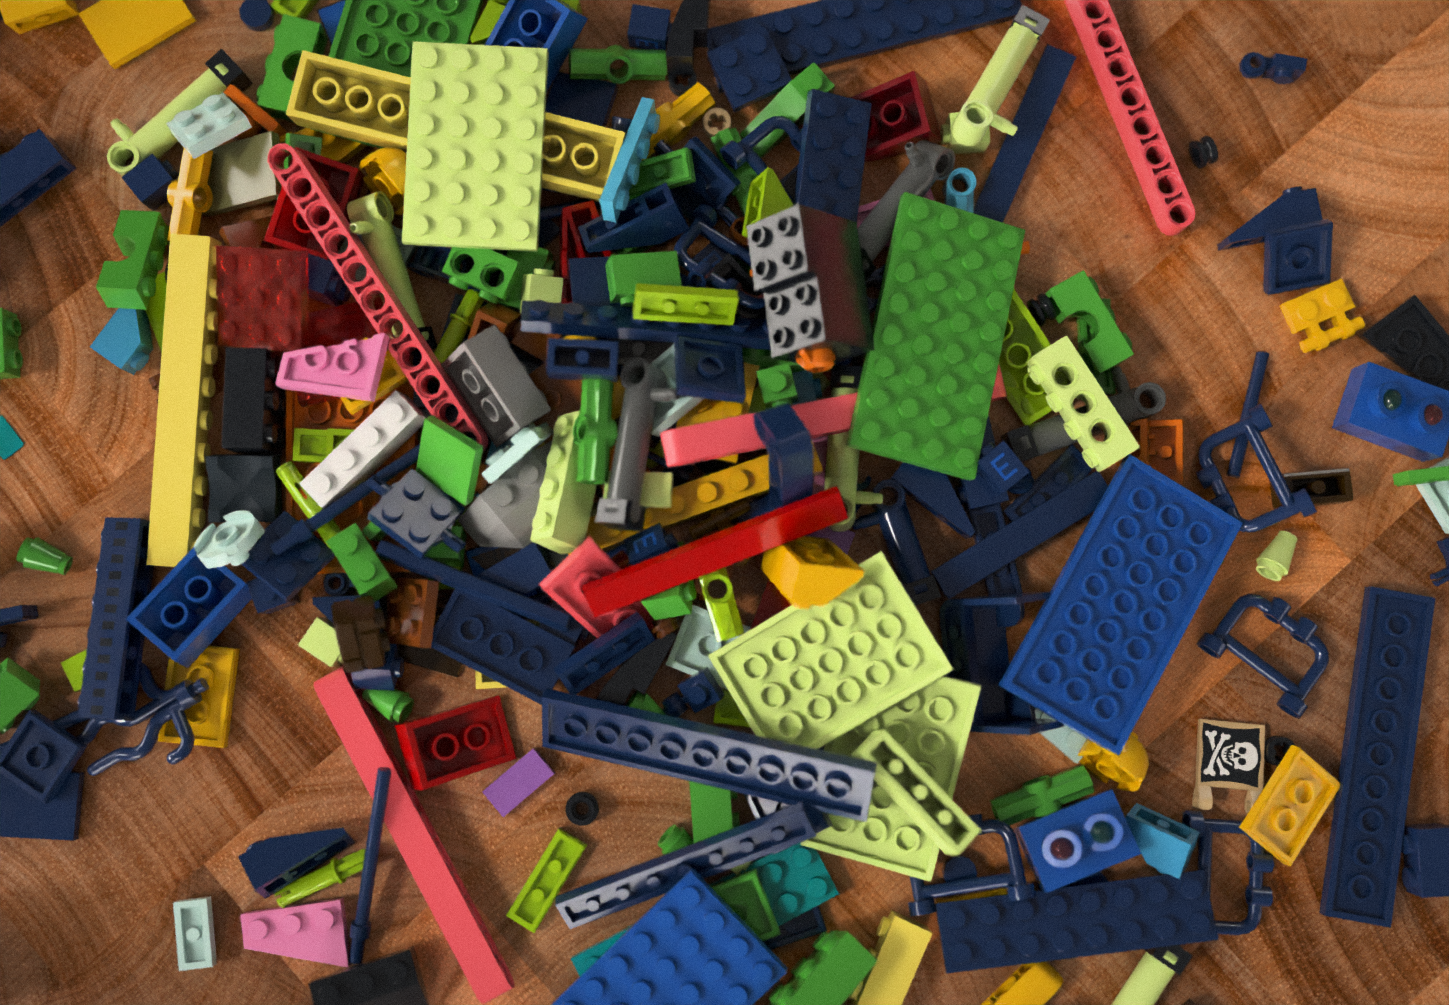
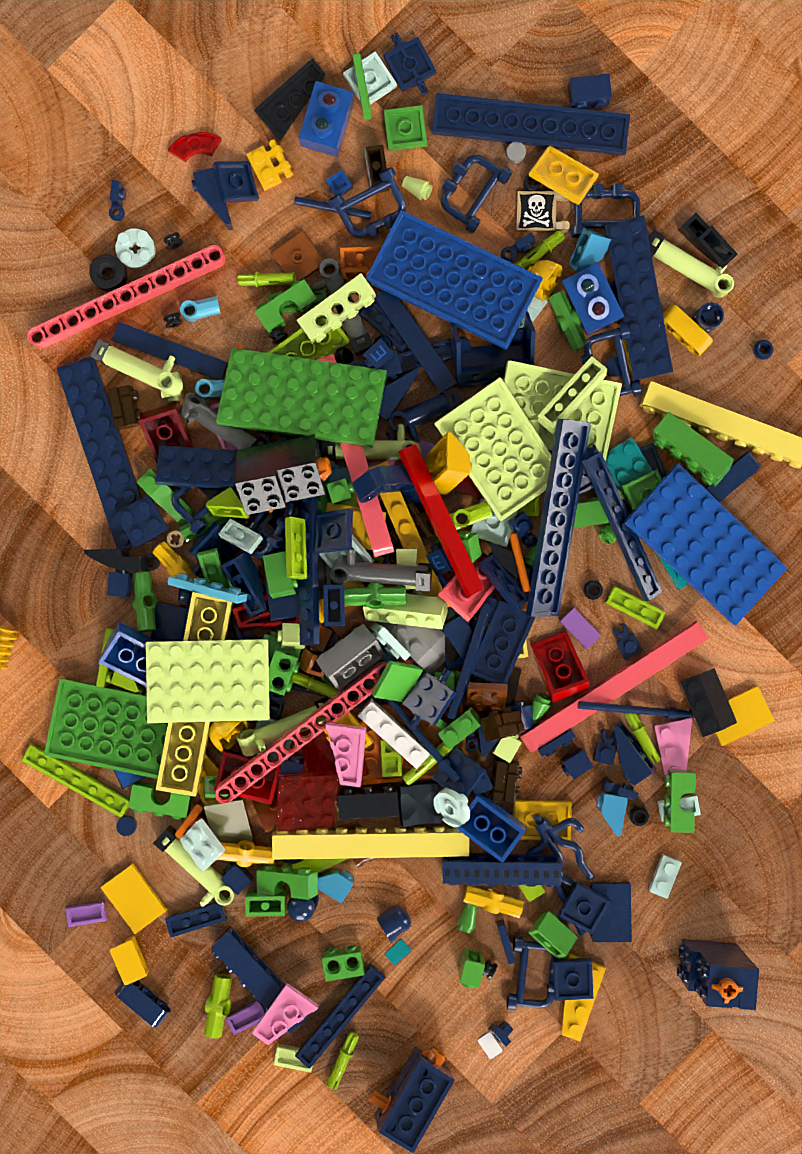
camera: 90 degrees left, 5 degrees up
(49, 432) = (394, 922): none -> dark blue helmet
(68, 602) = (493, 901): none -> yellow piece
(80, 900) = (664, 876): none -> light aqua plate
(82, 281) = (301, 909): none -> dark blue helmet
(91, 110) = (195, 919): none -> dark blue plate
(98, 221) = (265, 905): none -> bright green brick
(178, 862) = (643, 820): none -> black plate
(203, 818) = (612, 809): none -> dark azure slope
(233, 935) = (679, 783): none -> bright green arch
(234, 838) = (624, 790): none -> dark blue plate
(268, 636) = (505, 781): none -> dark brown brick
(287, 759) = (576, 764): none -> dark blue brick
(306, 810) = (604, 750): none -> dark blue plate
(330, 740) = (563, 739): none -> dark blue plate
(485, 862) = (627, 644): none -> dark blue plate
(635, 684) = (520, 562): none -> orange bar
(712, 220) = (240, 536): none -> light aqua plate
(938, 54) = (124, 407): none -> dark brown brick
(1005, 419) = (343, 355): none -> black plate
(1074, 142) = (172, 320): none -> black bush
(1091, 190) = (203, 308): none -> medium azure piece
(1135, 296) = (259, 279): none -> lime axle
(1164, 758) = (542, 249): none -> lime axle
(1166, 30) = (103, 262): none -> black tyre
(1168, 351) = (298, 256): none -> dark orange plate
(1174, 726) = (523, 244): none -> dark blue plate
(1206, 79) = (143, 256): none -> light aqua plate
(1288, 427) = (339, 183): none -> blue plate
(1330, 726) = (516, 152): none -> light grey tile
(1359, 198) = (194, 144): none -> red tile
(1376, 542) = (405, 128): none -> bright green plate

